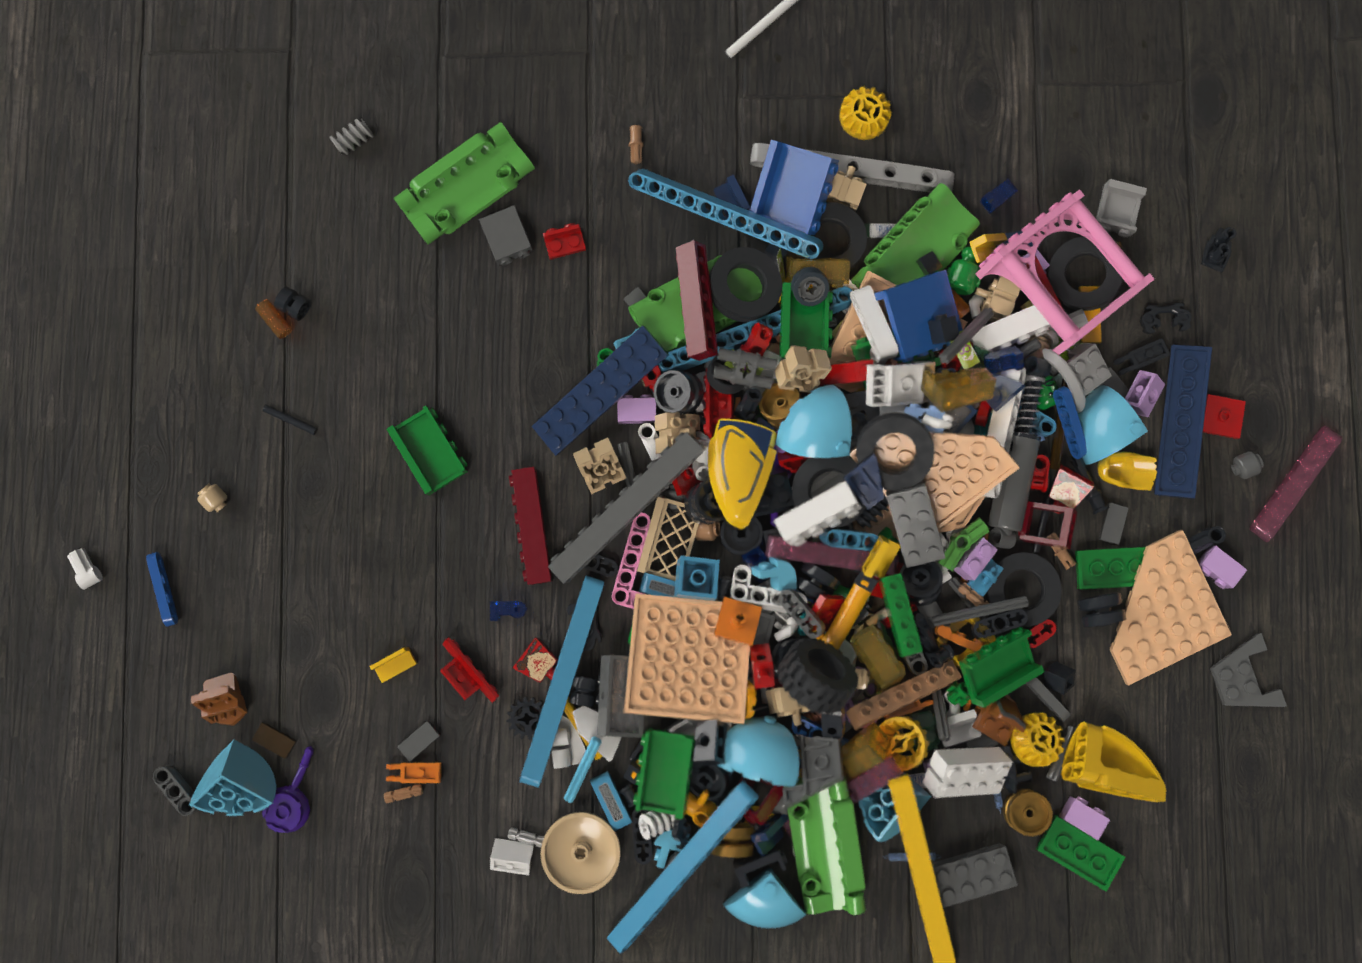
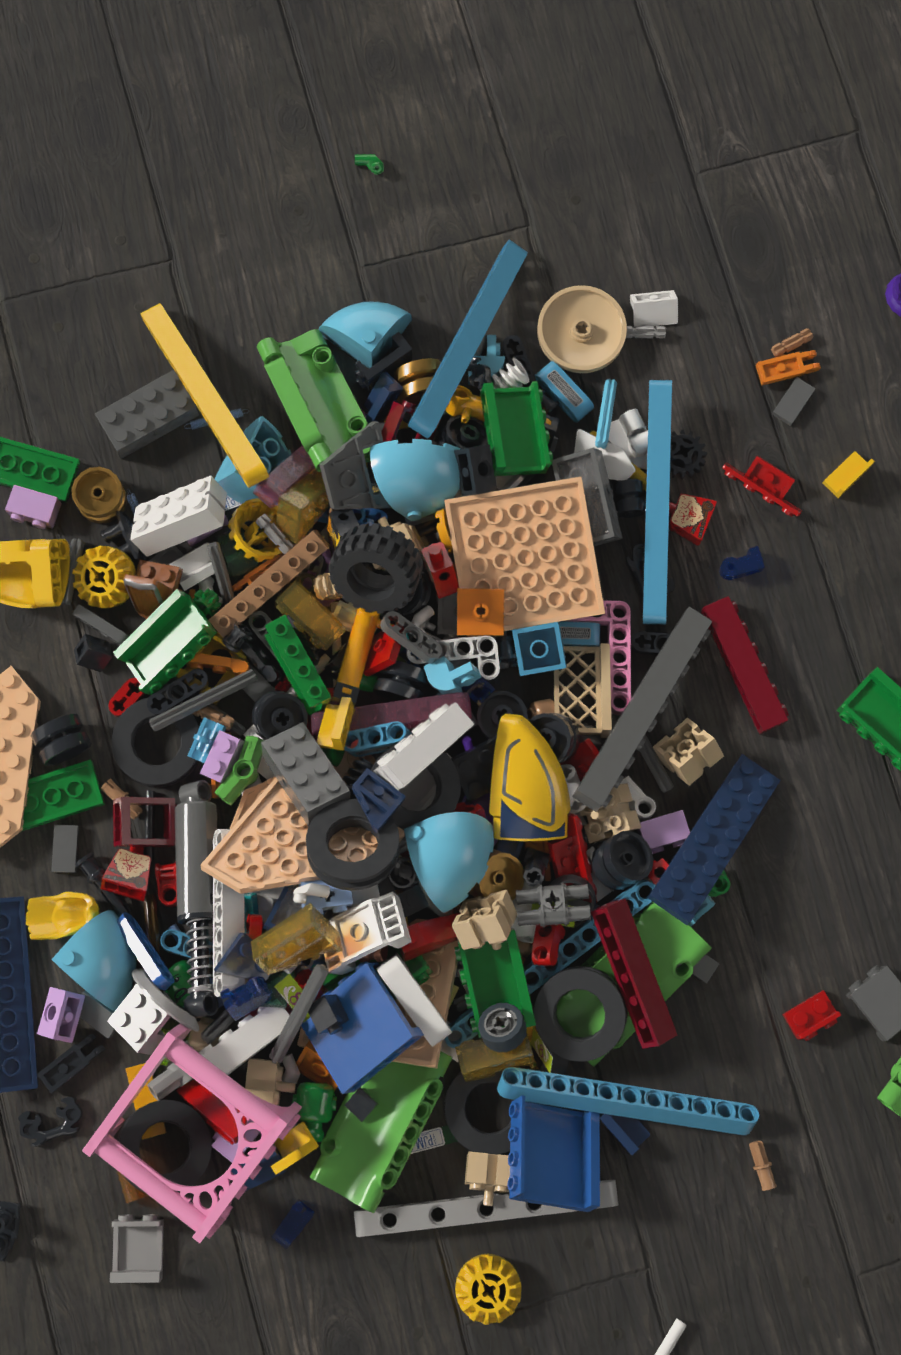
camera: 160 degrees right, 5 degrees down
(890, 735) = (274, 533): none -> light grey axle

